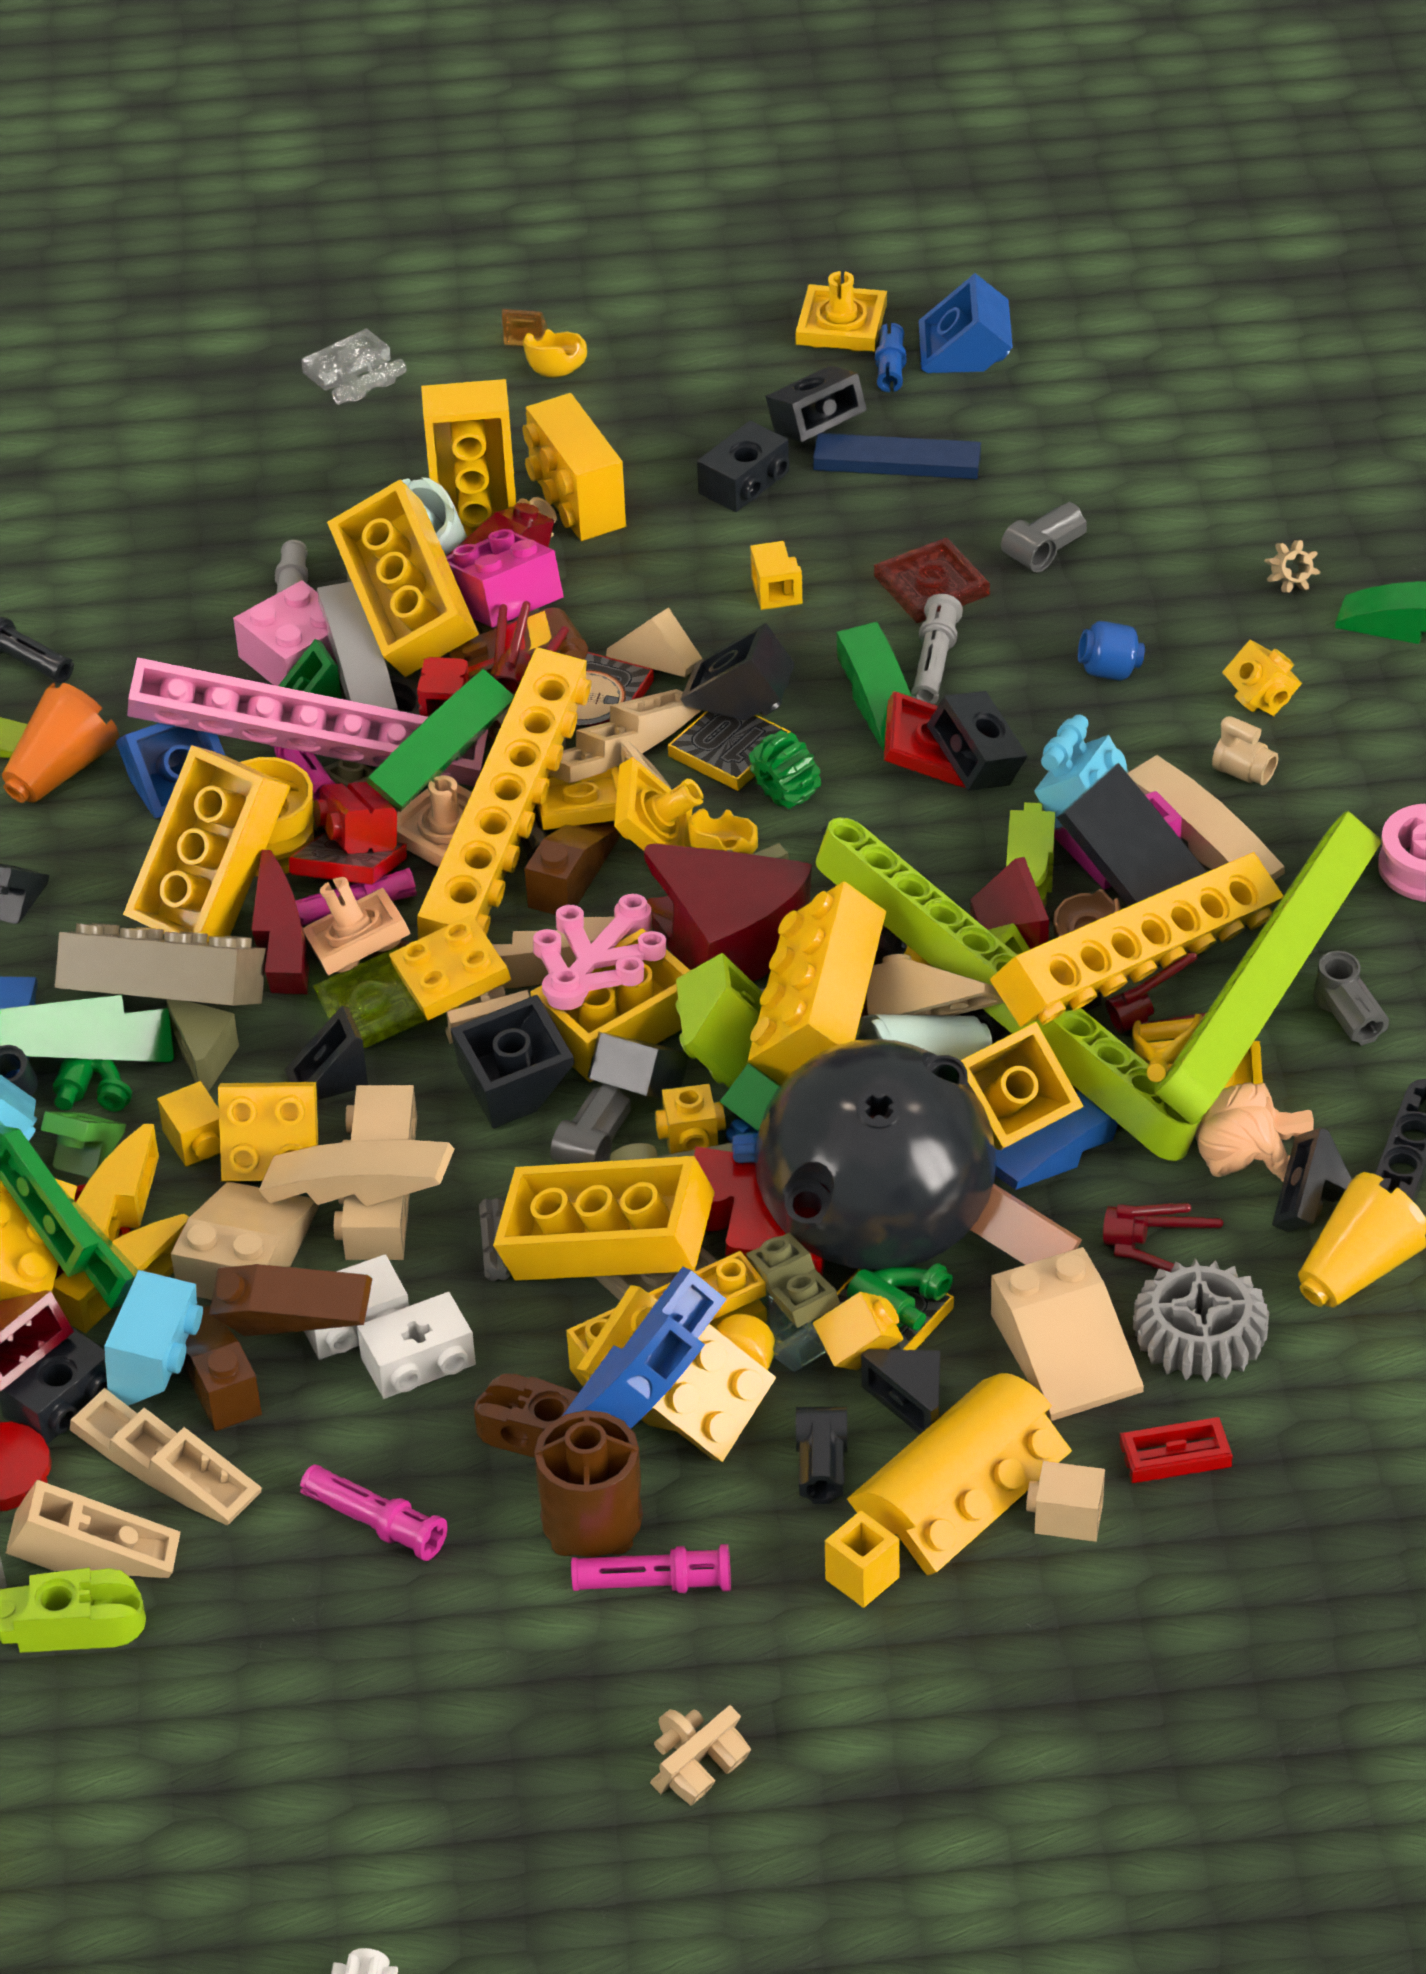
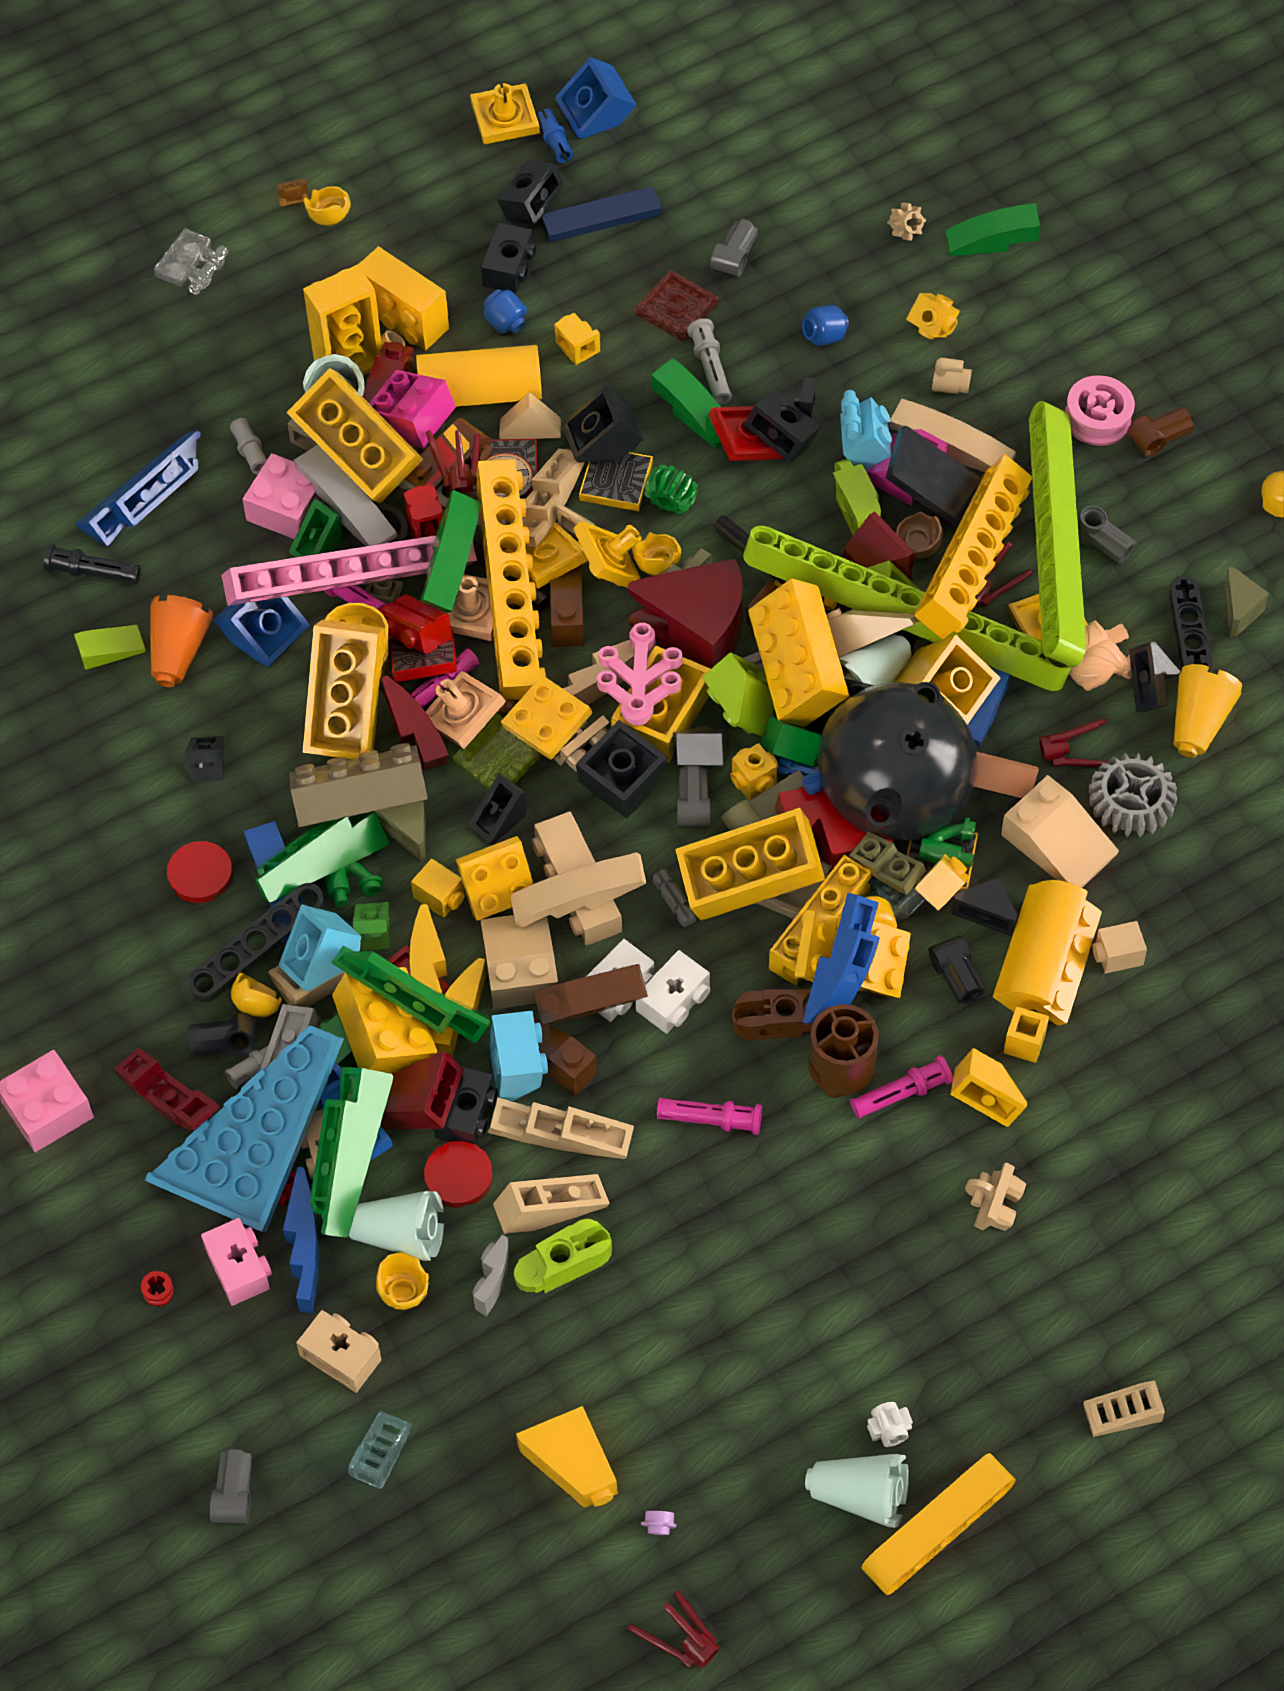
camera: 25 degrees left, 15 degrees up
(132, 584) = (142, 491): none -> blue wedge
(629, 576) = (486, 374): none -> yellow brick
(701, 521) = (504, 311): none -> blue head
(766, 1607) = (987, 1088): none -> yellow slope
(1030, 720) = (805, 397): none -> black bracket
(1162, 1053) = (1024, 621): yellow piece -> none
(1178, 1456) = (1147, 908): red tile -> none

